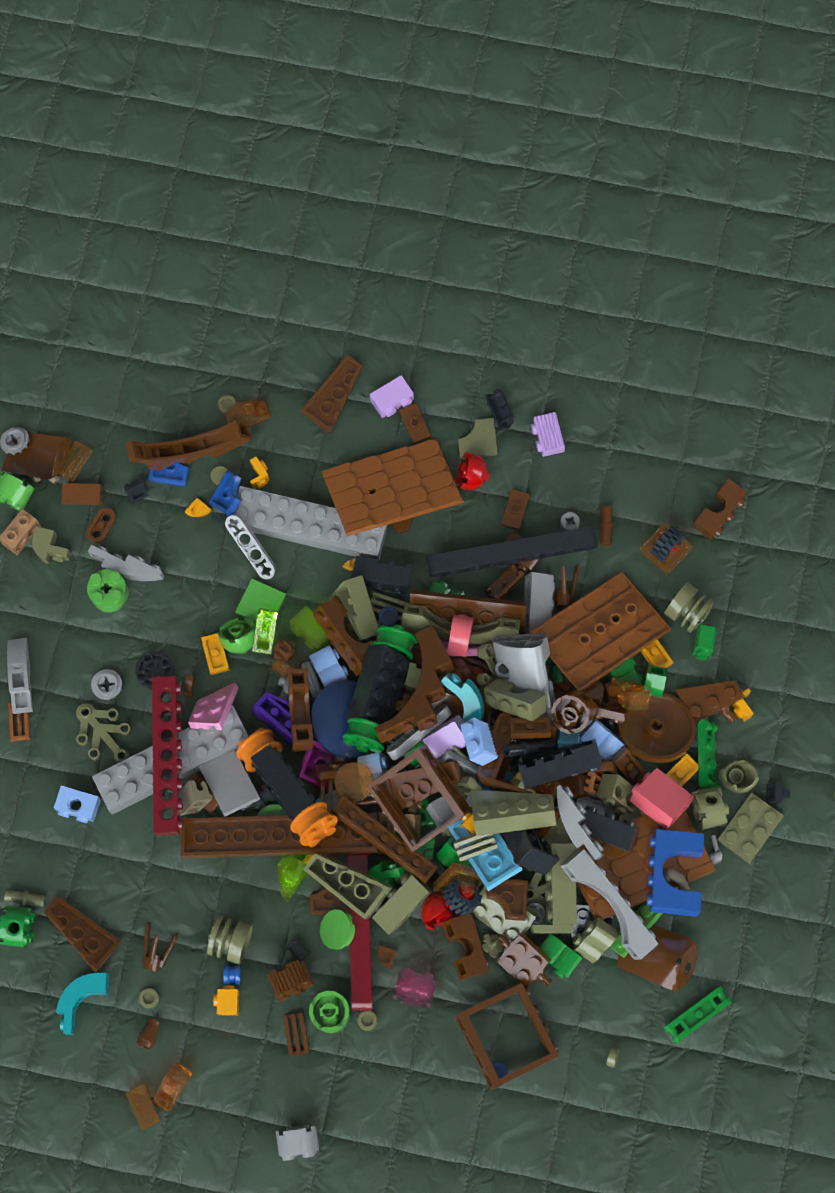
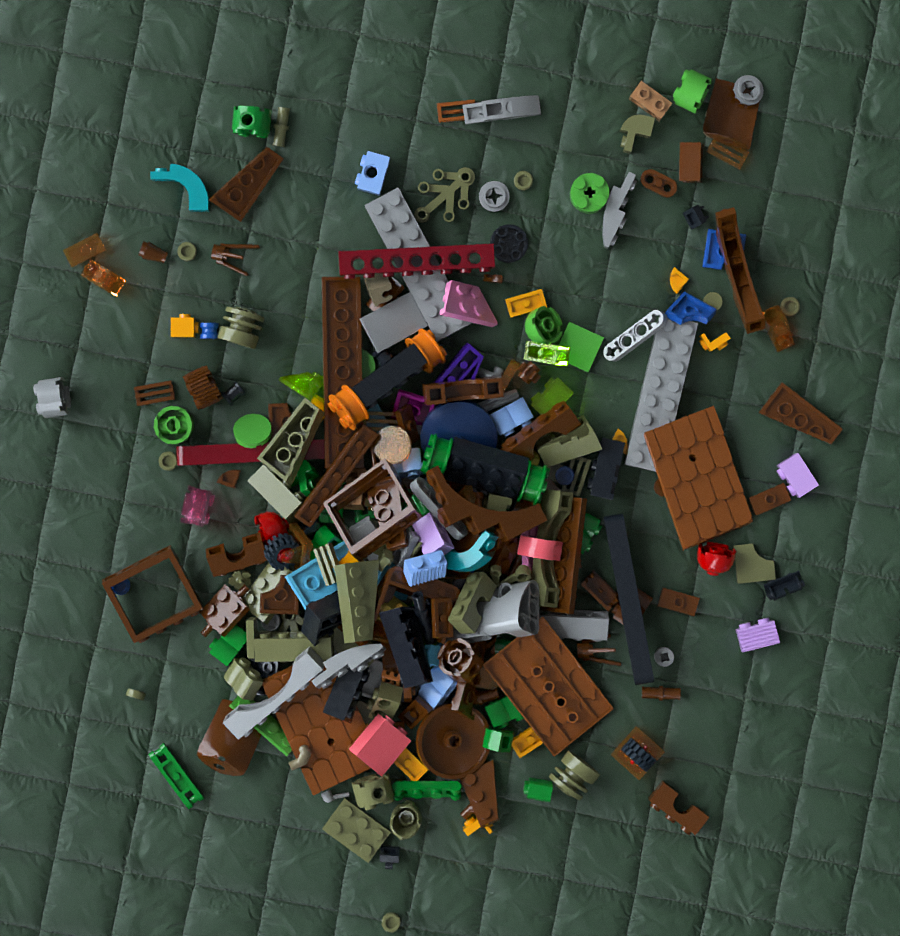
camera: 85 degrees right, 15 degrees up
(92, 656) = (523, 180): none -> olive tile
(629, 694) = (482, 715): clear orange slope -> none
(663, 896) = (283, 744): blue arch -> none

